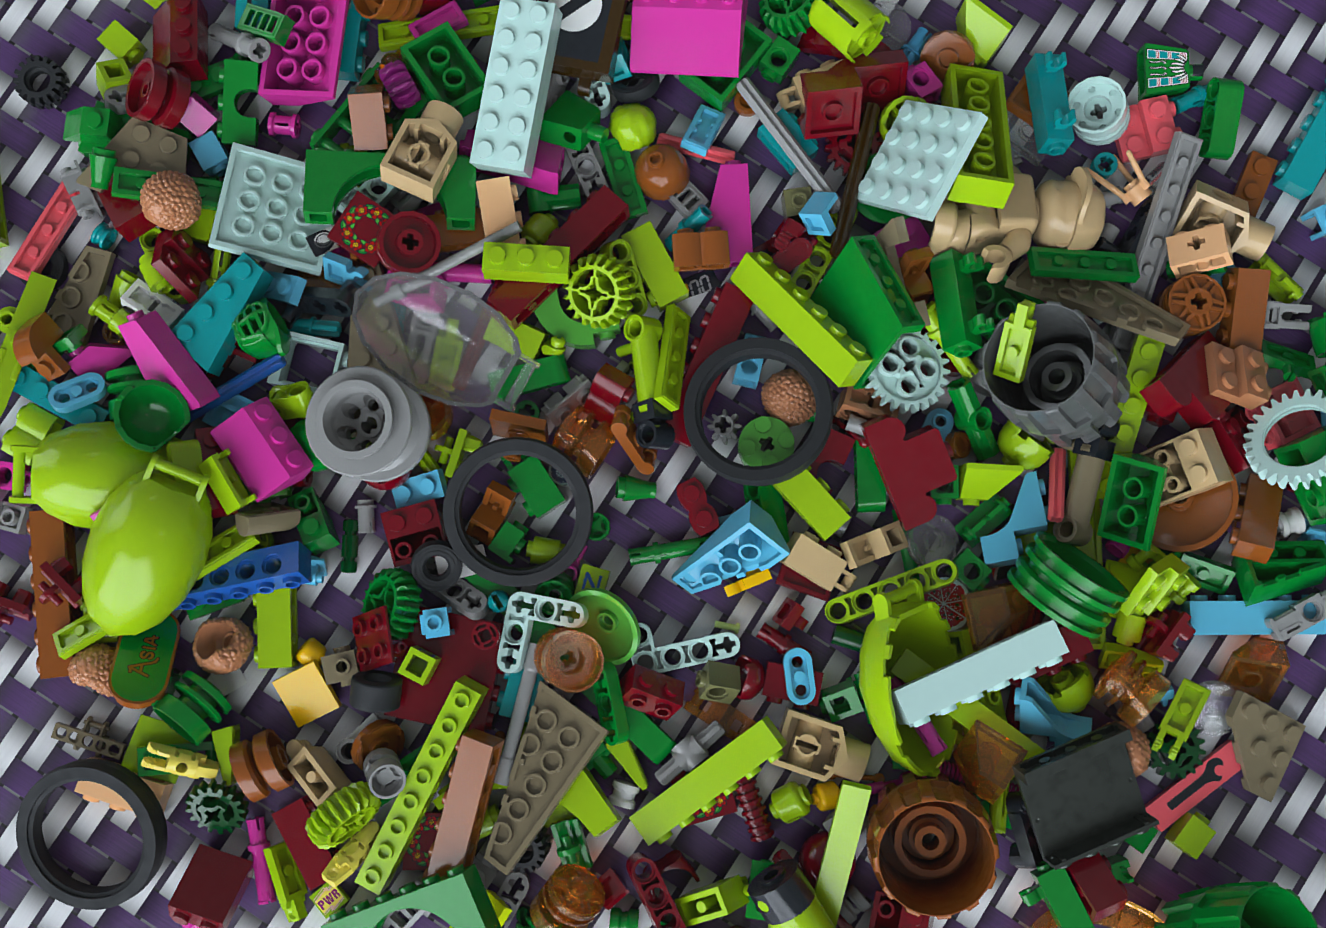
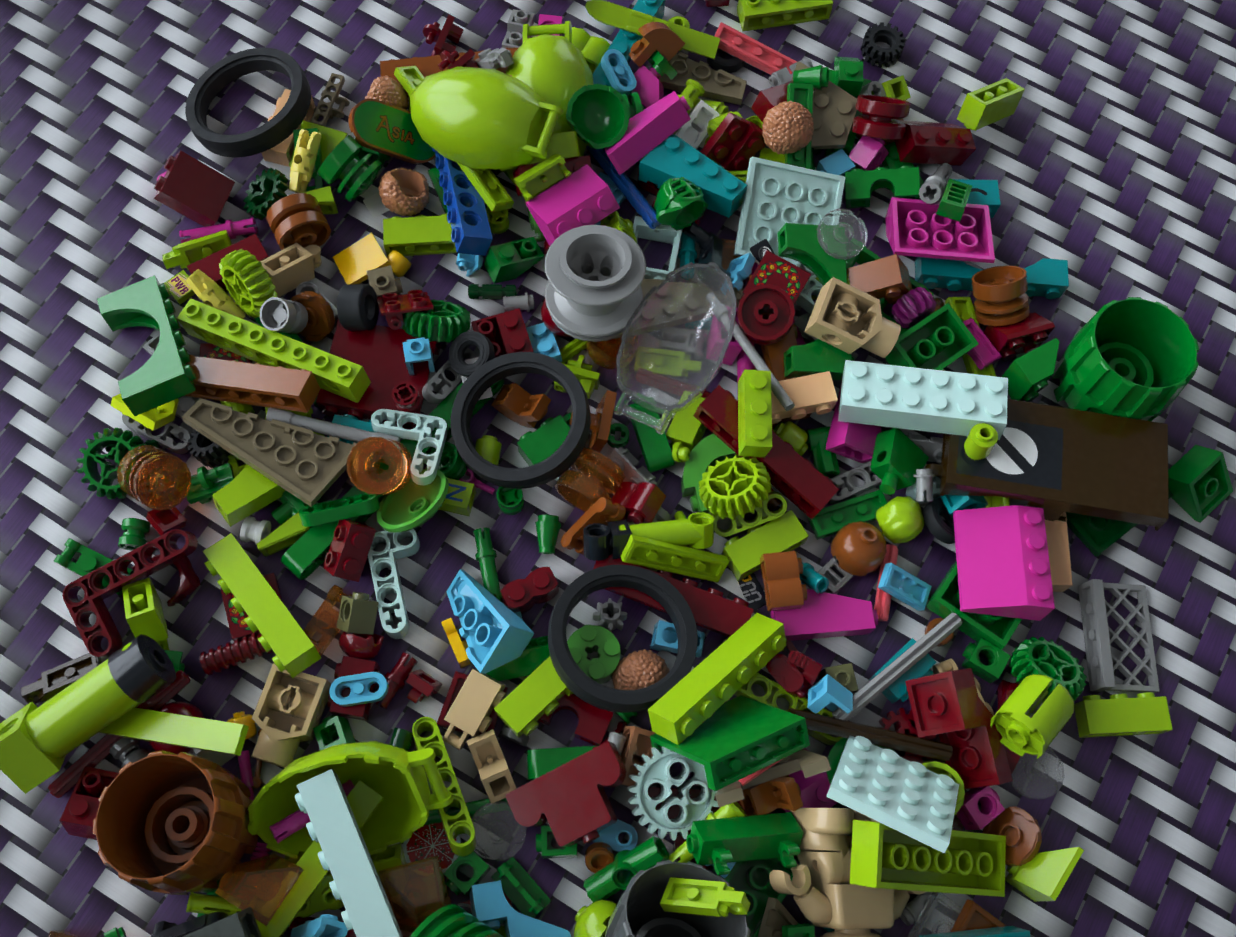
camera: 80 degrees right, 15 degrees down
(56, 538) = (494, 58): none -> light grey hinge
(104, 236) = (752, 92): teal bush -> none
(122, 44) = (924, 99): lime brick -> none
(266, 518) = (513, 218): dark tan brick -> none
(285, 288) = (719, 227): medium azure plate -> none
(293, 122) = (871, 221): dark pink bush -> none
(316, 151) = (842, 234): none -> clear tile
(419, 665) = (379, 340): lime brick -> none
(503, 597) = (442, 412): teal hinge -> none
(509, 541) = (496, 421): green brick -> none
(569, 32) = (980, 441): none -> lime brick
(601, 97) = (924, 481): none -> light grey pin
(689, 752) = (290, 589): light grey axle -> none
(732, 627) = (412, 633): yellowish green piece -> none
(790, 802) = (236, 690): lime head -> none
(914, 46) = (1012, 797): dark azure axle -> none
(982, 481) = (559, 882): lime slope -> none

